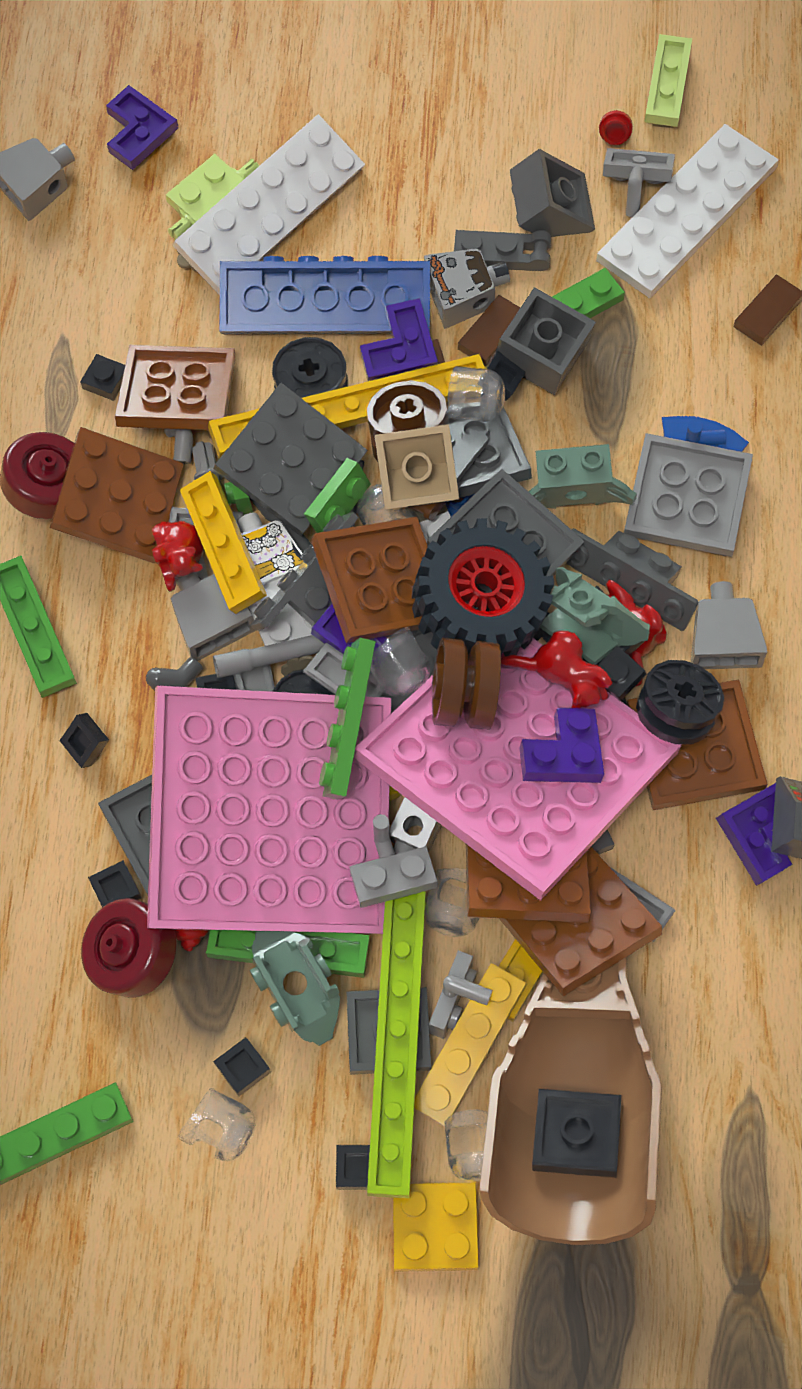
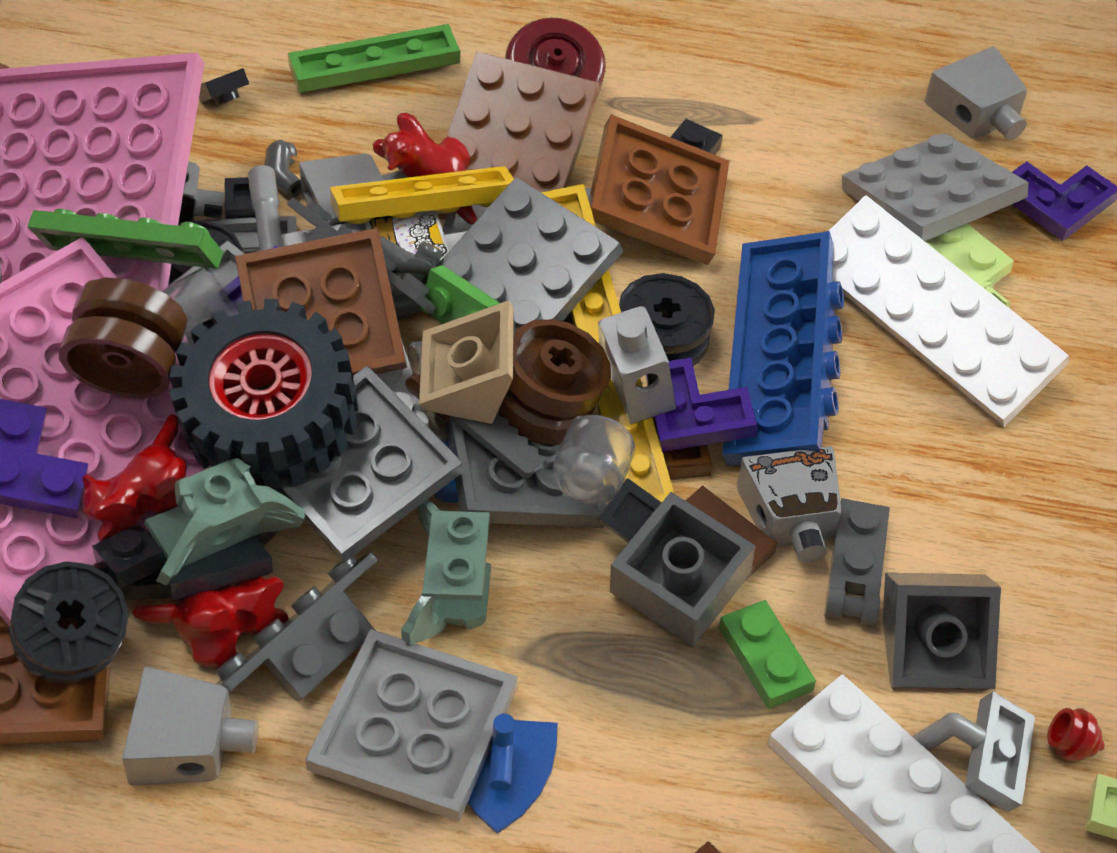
camera: 90 degrees right, 15 degrees down
(143, 204) = (936, 185): none -> light grey plate
(297, 541) = (406, 261): none -> dark grey arm
(387, 362) = (634, 352): none -> light grey torso

